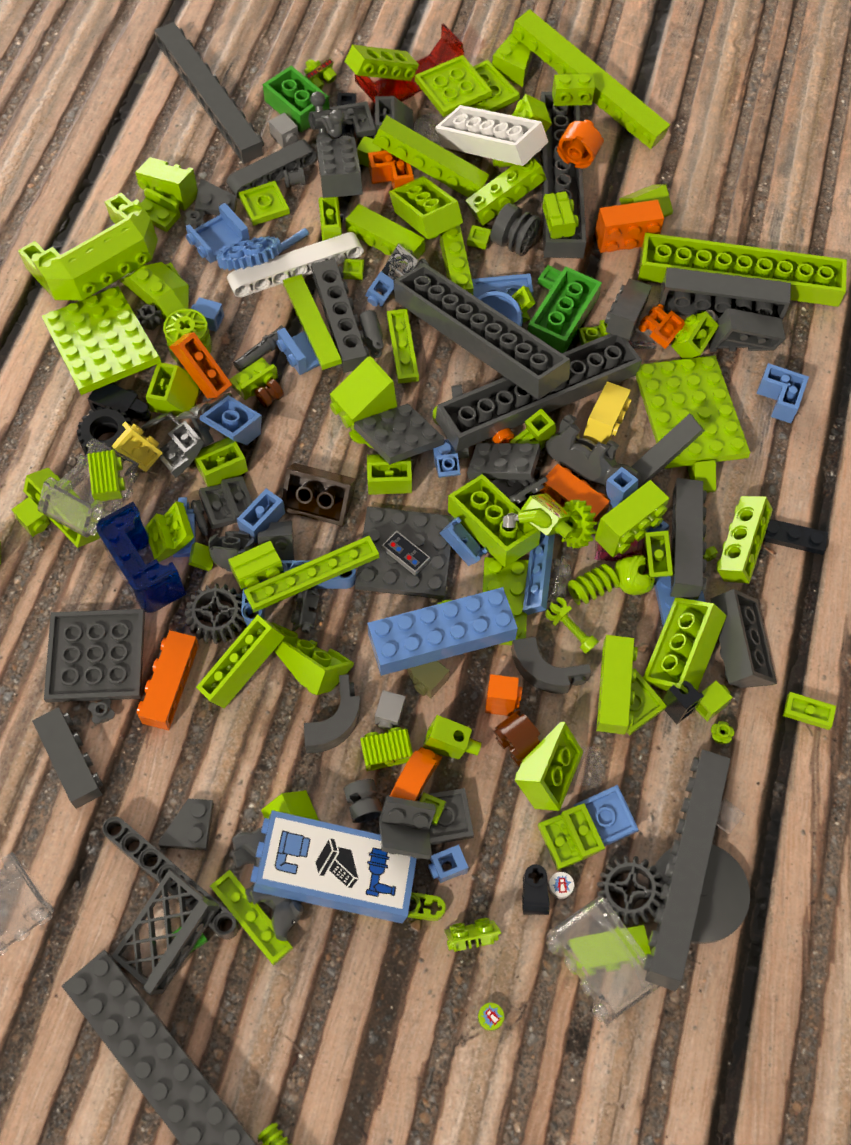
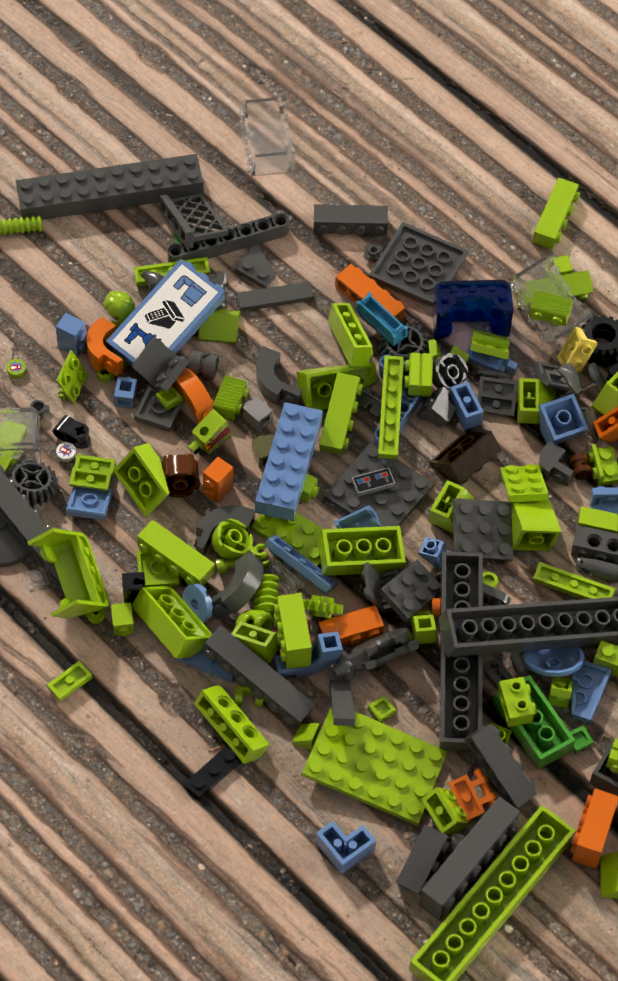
camera: 120 degrees right, 5 degrees down
(203, 640) = (381, 319): none -> dark azure container
(208, 579) = (434, 349): none -> lime tile
(220, 783) = (274, 296): none -> dark grey tile
(283, 419) = (551, 466): none -> dark grey brick
(324, 423) = (523, 483): none -> lime plate
(340, 623) = (340, 413): none -> lime brick
(341, 942) = (119, 305): none -> lime hair
(416, 931) = (97, 352): none -> orange arch
(417, 968) = (71, 334): none -> medium blue brick
(534, 947) = (38, 404): none -> dark grey plate
(543, 514) = (337, 573): lime torso -> none
(561, 642) = (231, 539): none -> lime cylinder
(568, 314) = (516, 701): none -> lime brick
(606, 596) = (241, 588): none -> dark grey arch
(607, 413) = (408, 692): light yellow wedge -> none
(631, 436) = (381, 709): none -> lime tile
(649, 634) = (198, 601): none -> medium blue tile
(717, 750) = (76, 571): none -> lime windscreen
(744, 641) = (152, 672): dark grey slope -> none

